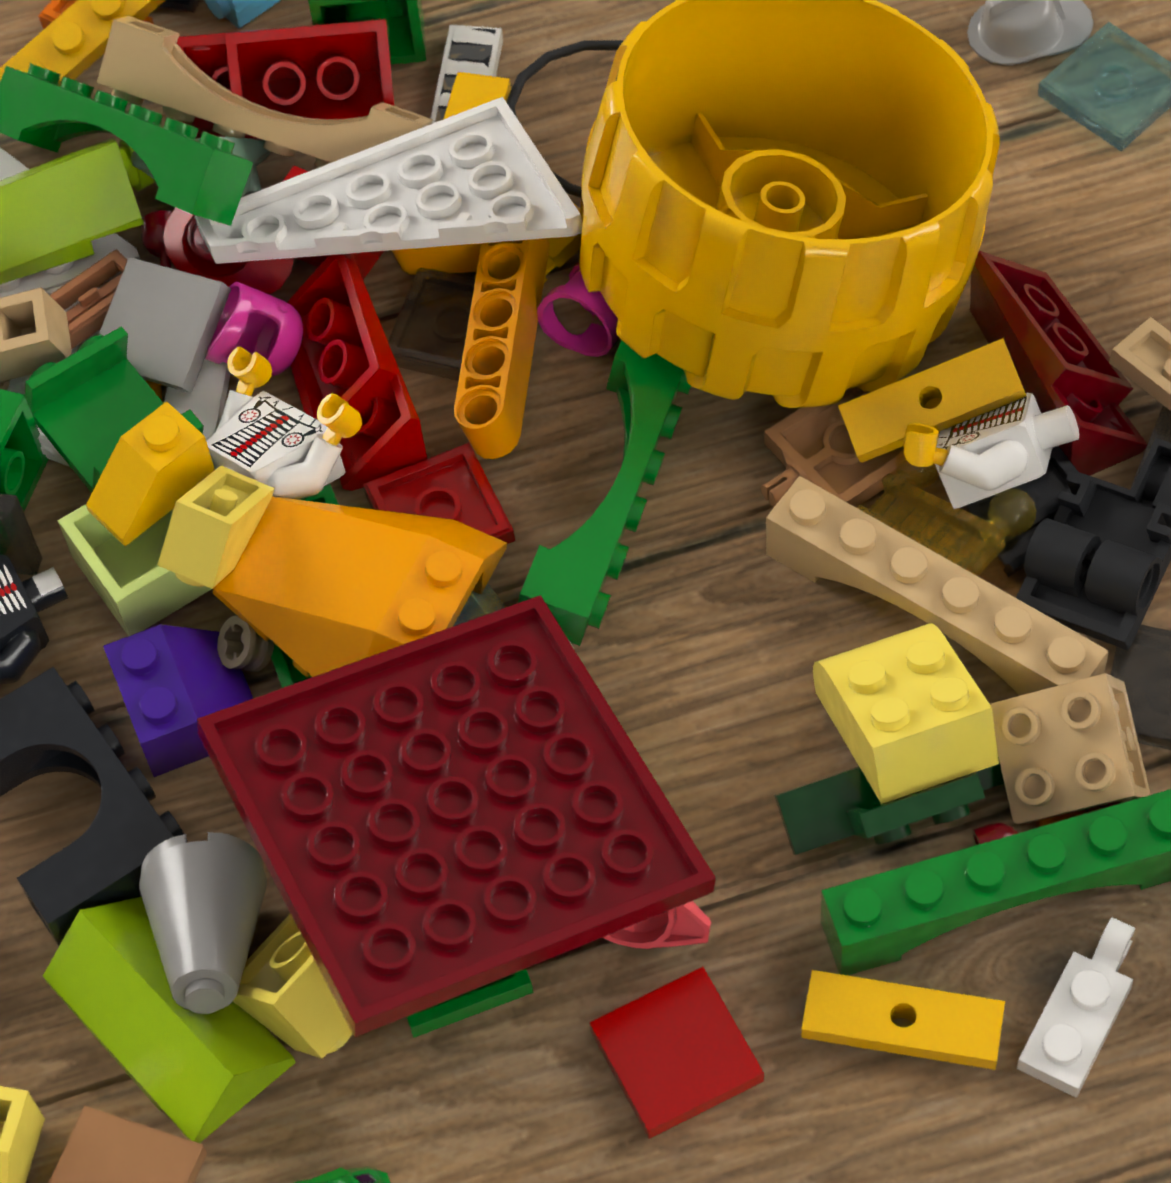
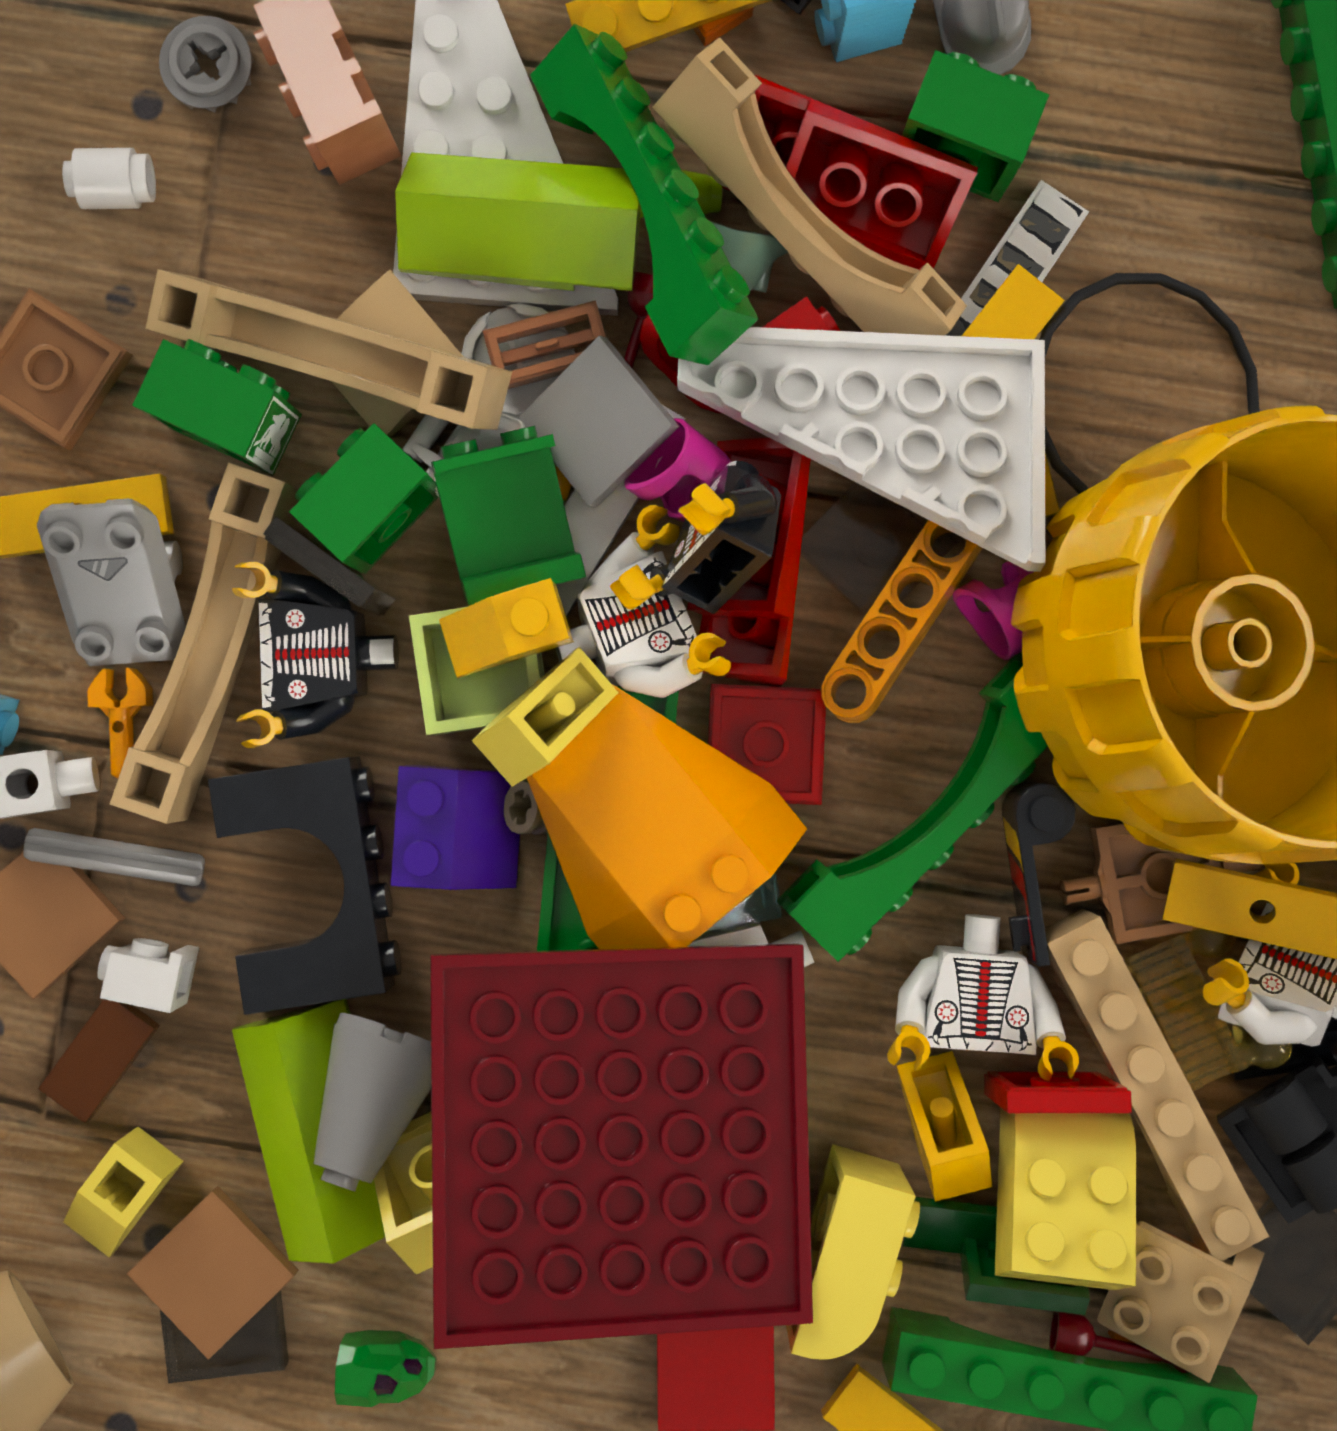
camera: 20 degrees right, 30 degrees up
(302, 333) = (720, 545): none -> black torso
(707, 461) = (1031, 817): none -> black door
(743, 841) = (855, 1246): none -> light yellow brick
(744, 608) = (980, 1003): none -> torso
(775, 727) = (945, 1127): none -> yellow slope
(842, 623) = (1032, 1094): none -> red tile

